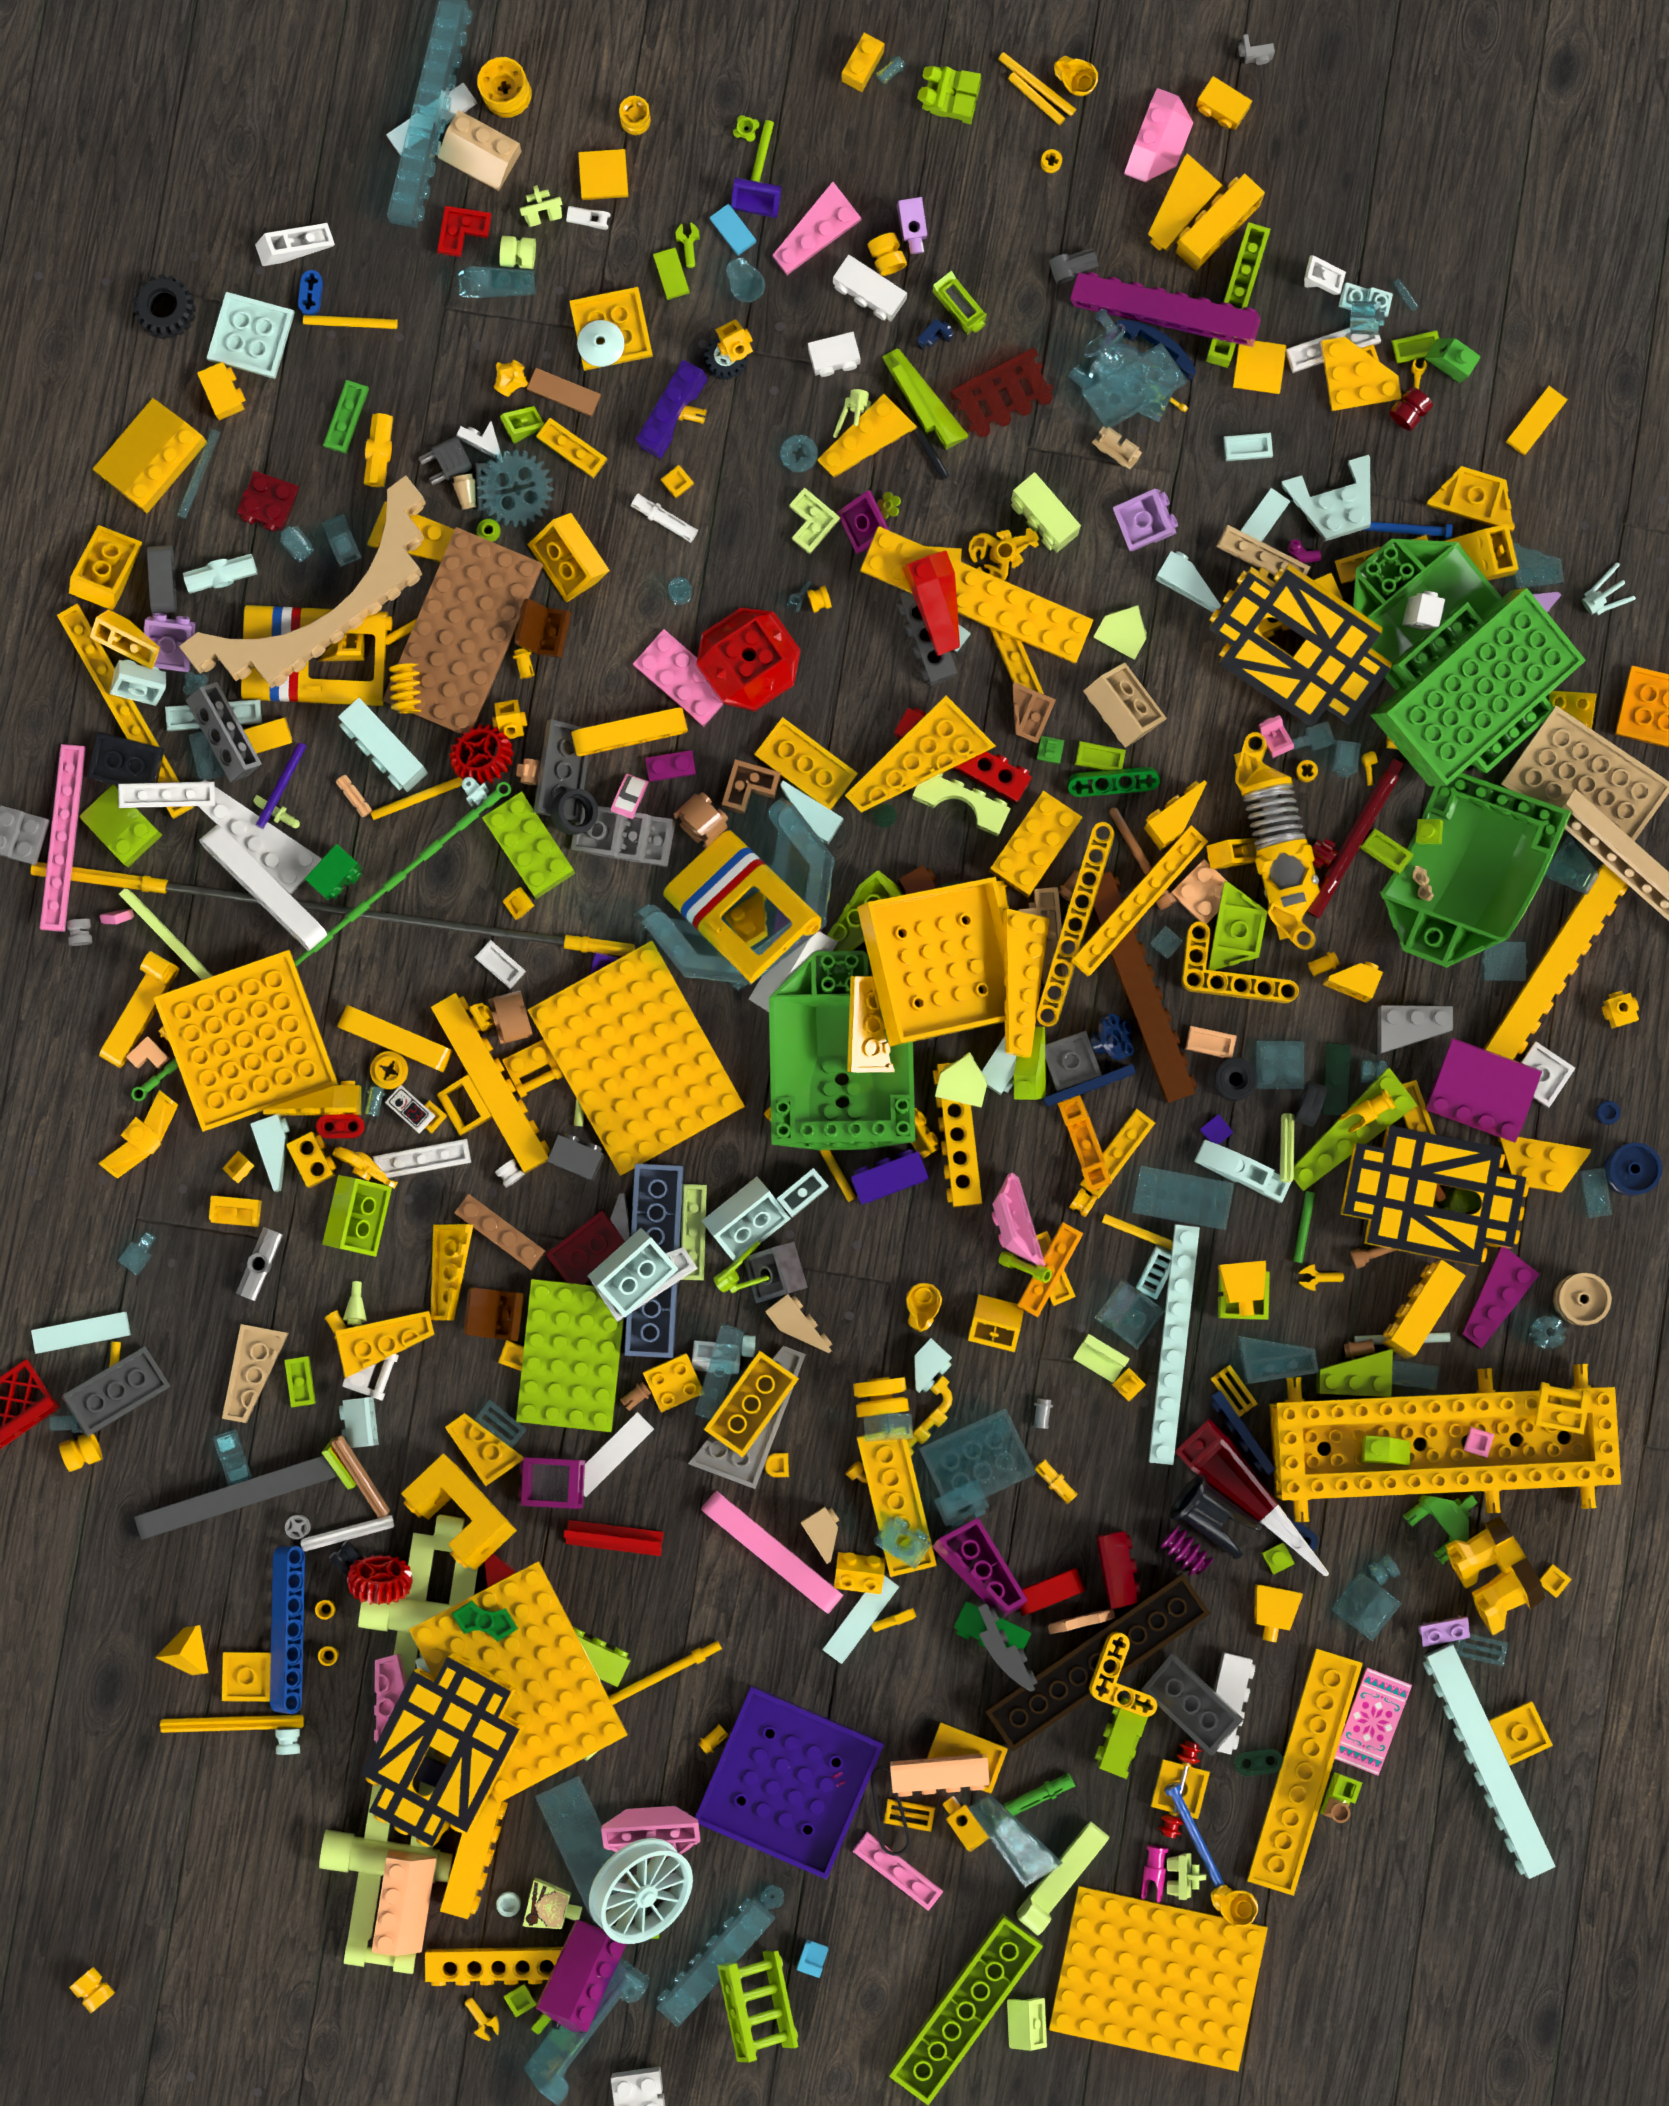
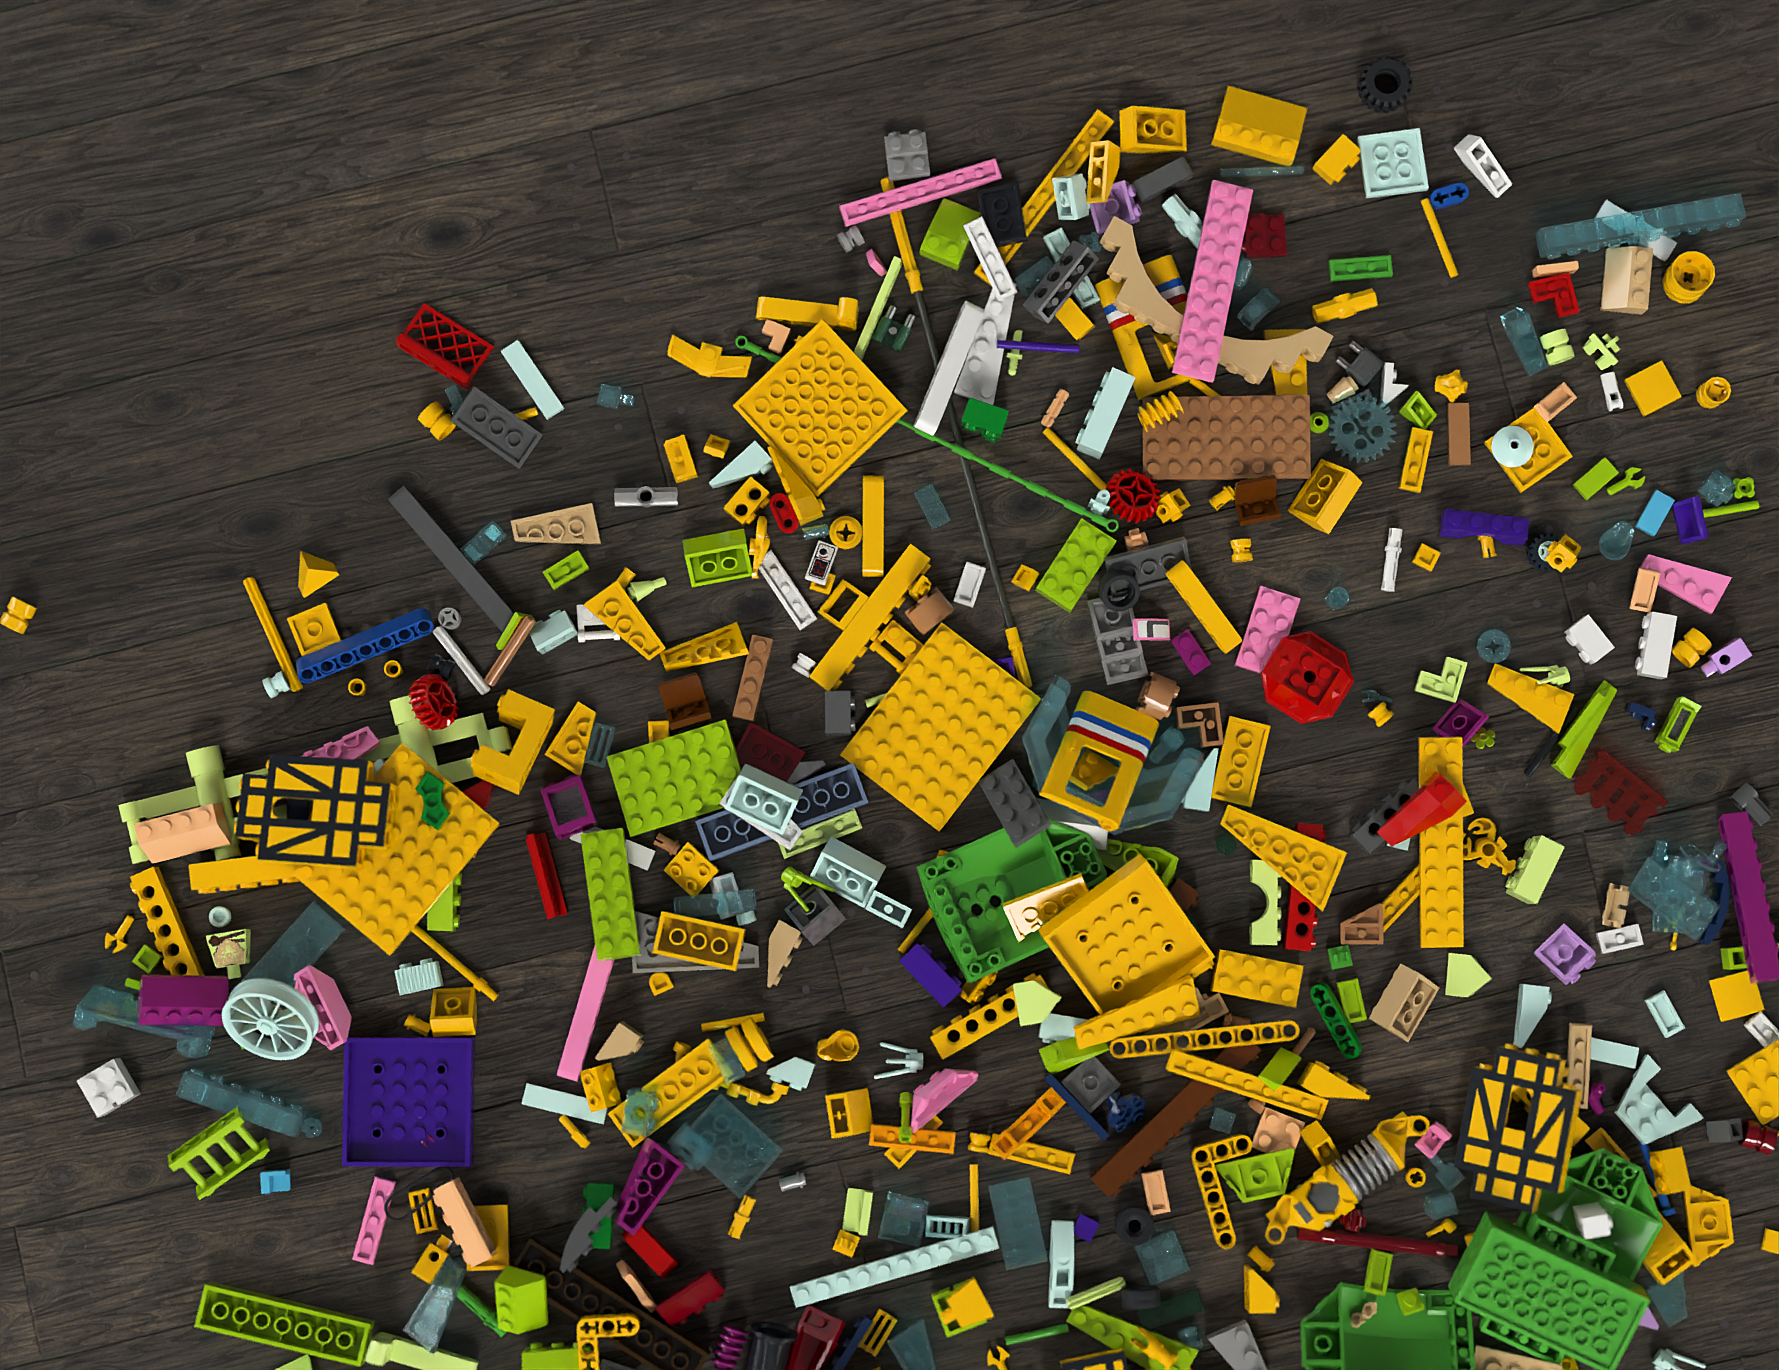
camera: 75 degrees right, 0 degrees up
(199, 932) = (892, 333): none -> clear green piece
(293, 574) = (1212, 281): none -> bright pink plate
(401, 968) = (932, 506): none -> clear light blue tile
(436, 218) = (1555, 269): none -> light nougat tile
(574, 279) = (1555, 402): none -> light nougat tile
(587, 667) = (1241, 550): none -> yellow wheel
(663, 1476) = (610, 894): none -> lime brick
(663, 1717) = (419, 977): none -> light aqua brick
(715, 1695) = (453, 1012): none -> yellow slope
(735, 155) = (1717, 488): none -> clear light blue brick
(749, 1014) = (1014, 803): none -> dark grey plate
(754, 827) = (1169, 741): none -> clear light blue axle
(807, 275) = (1644, 589): none -> light nougat tile
(850, 1408) = (731, 1022): none -> yellow bar
(970, 1234) = (913, 1061): none -> light aqua plant
(1045, 1747) = (520, 1300): none -> lime slope
(1137, 860) = (1279, 1068): none -> lime slope
(1152, 458) = (1619, 938): none -> white plate
(1390, 439) = (1724, 1130): none -> dark grey brick
(1407, 511) = (1669, 1171): none -> yellow brick

